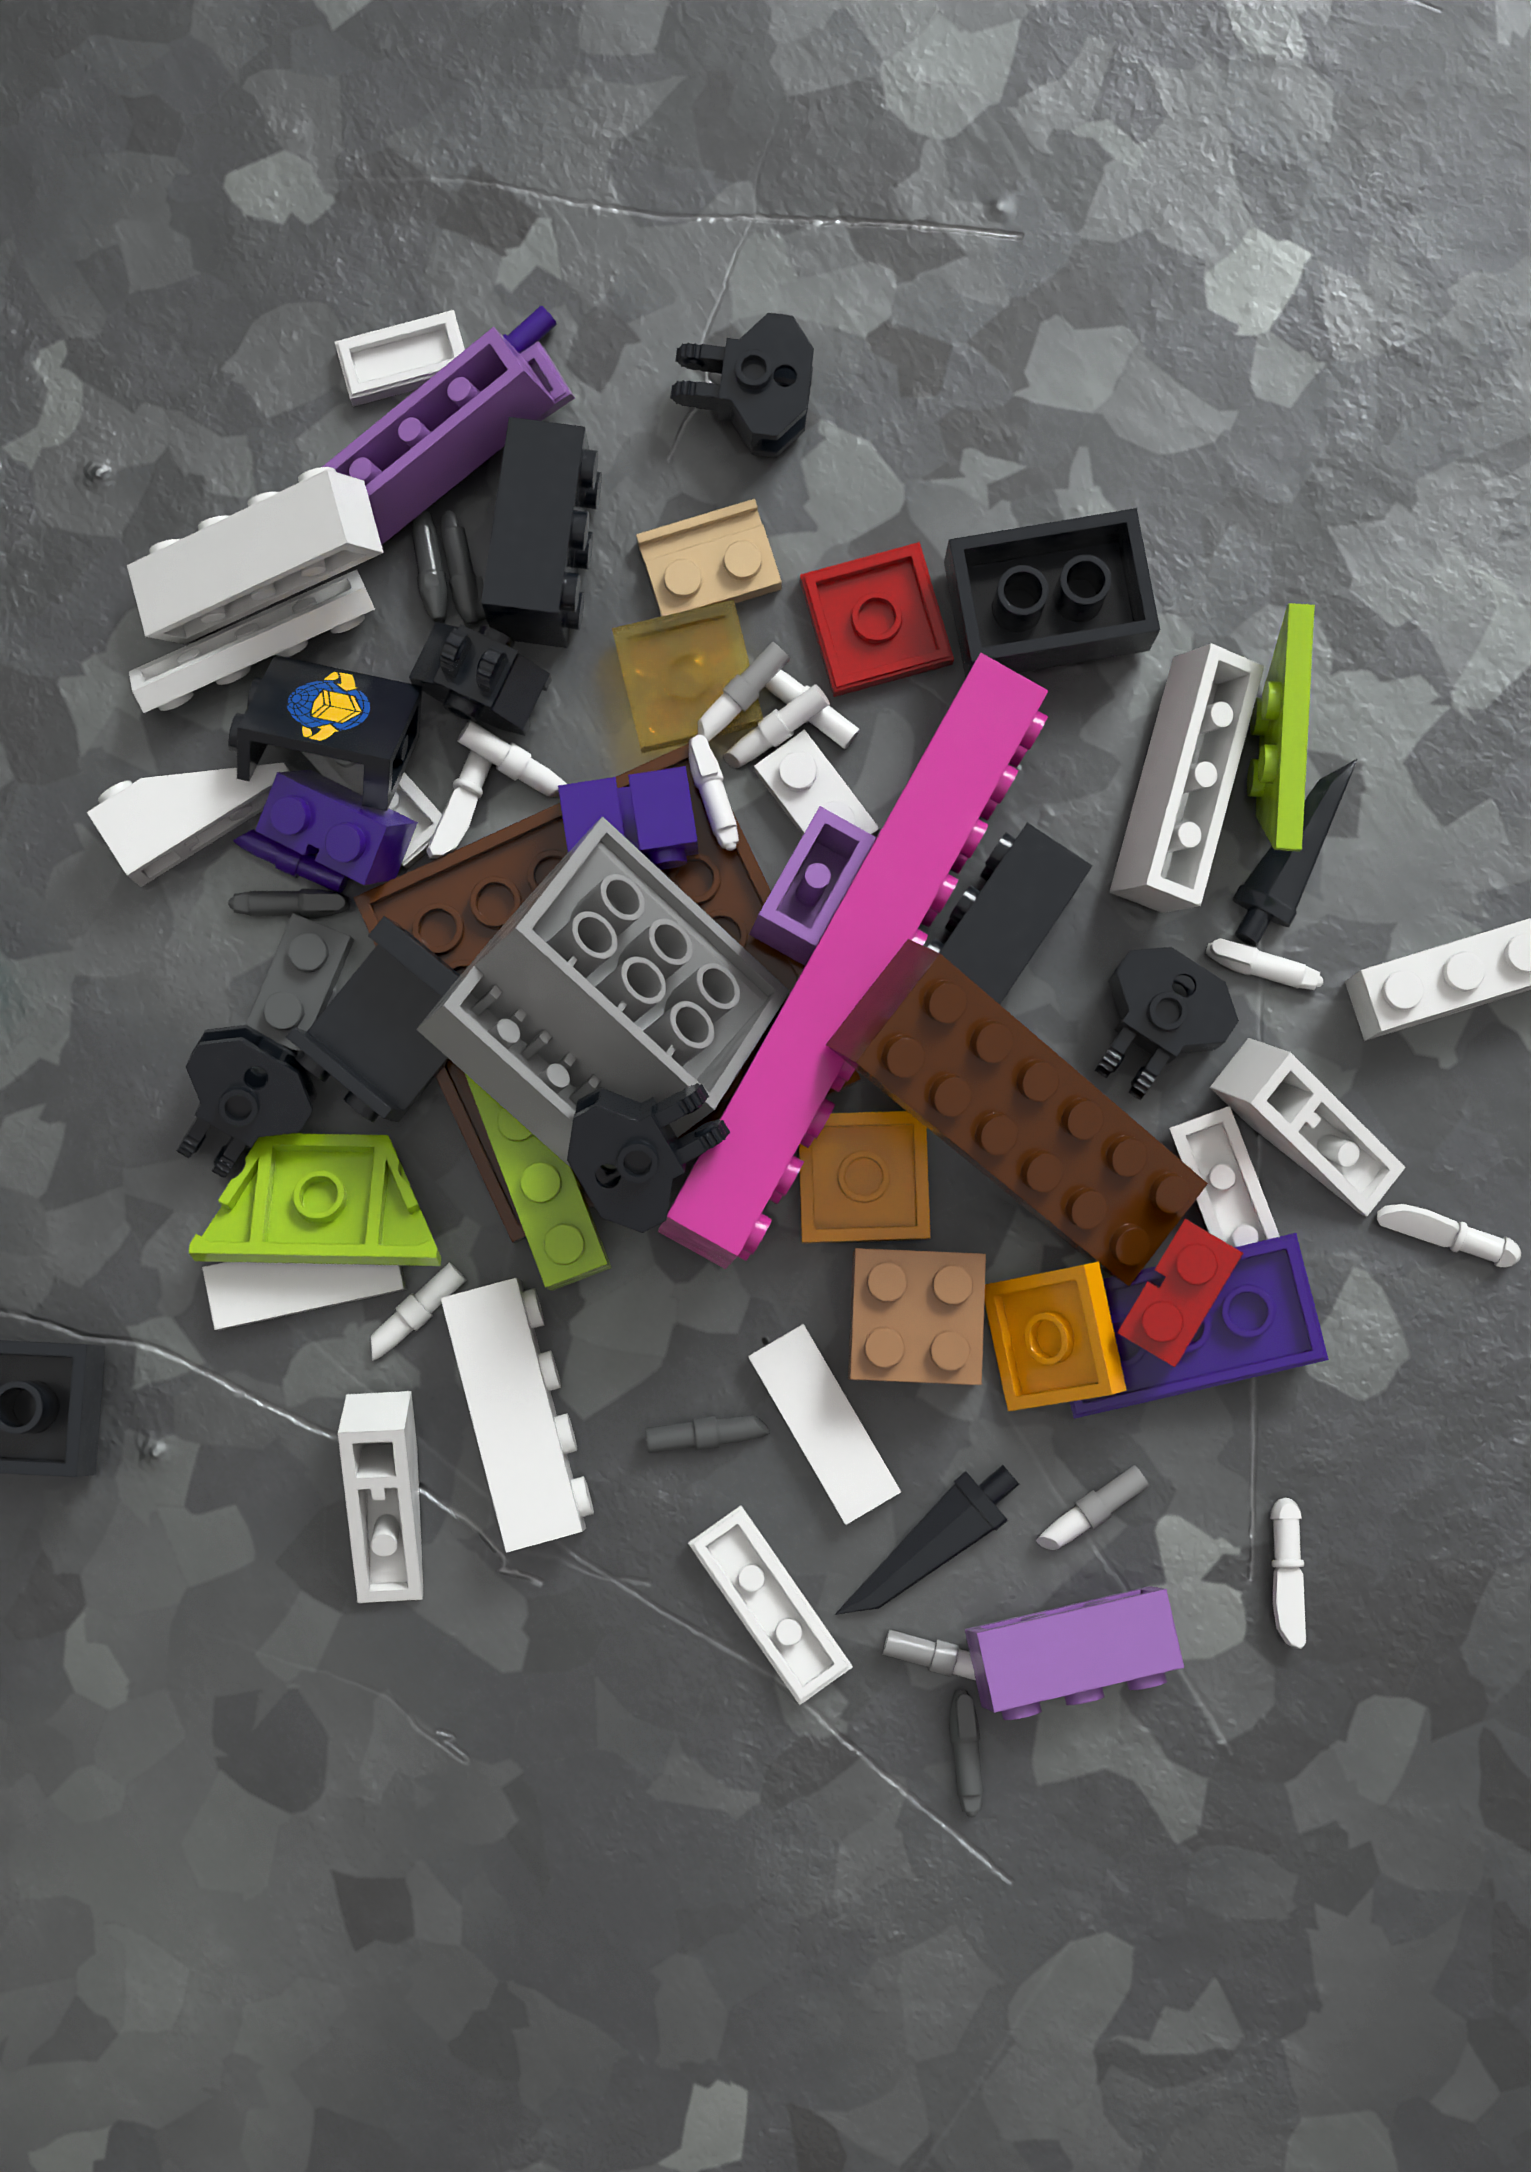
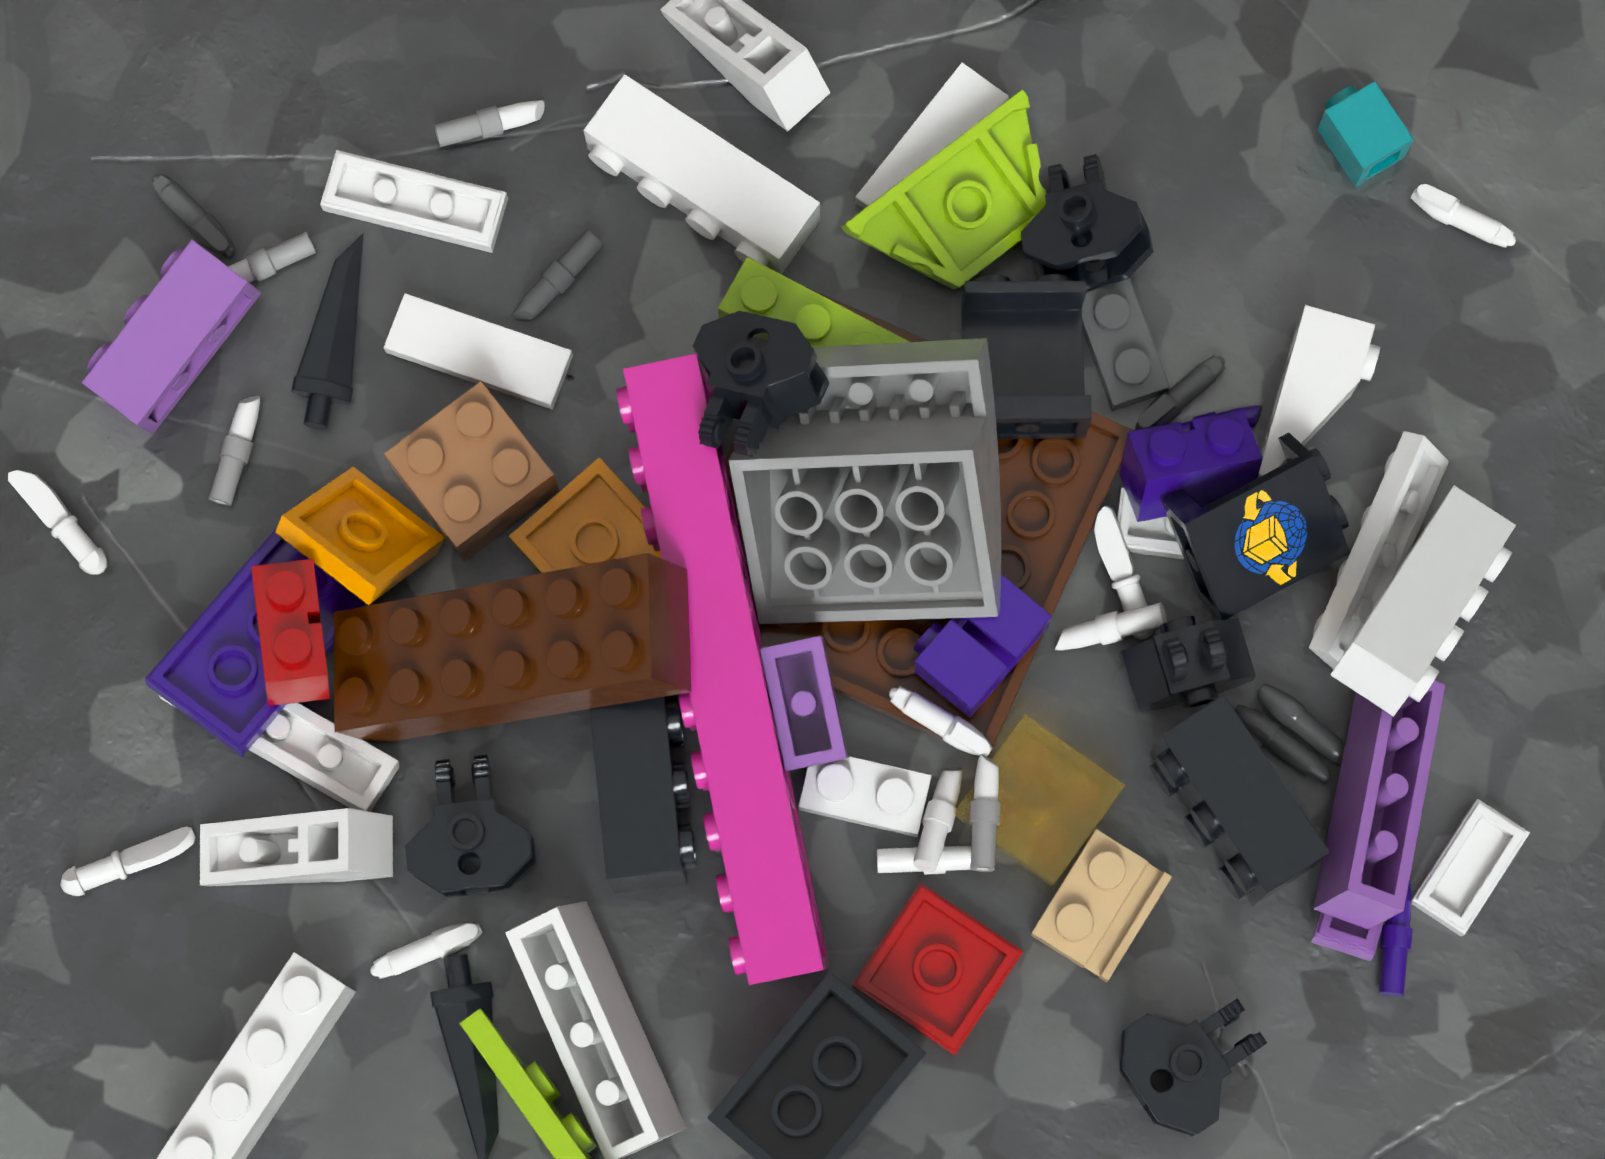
camera: 145 degrees right, 5 degrees down
(415, 1311) = (835, 193): white piece -> none
(650, 1621) = (488, 122): none -> light grey piece

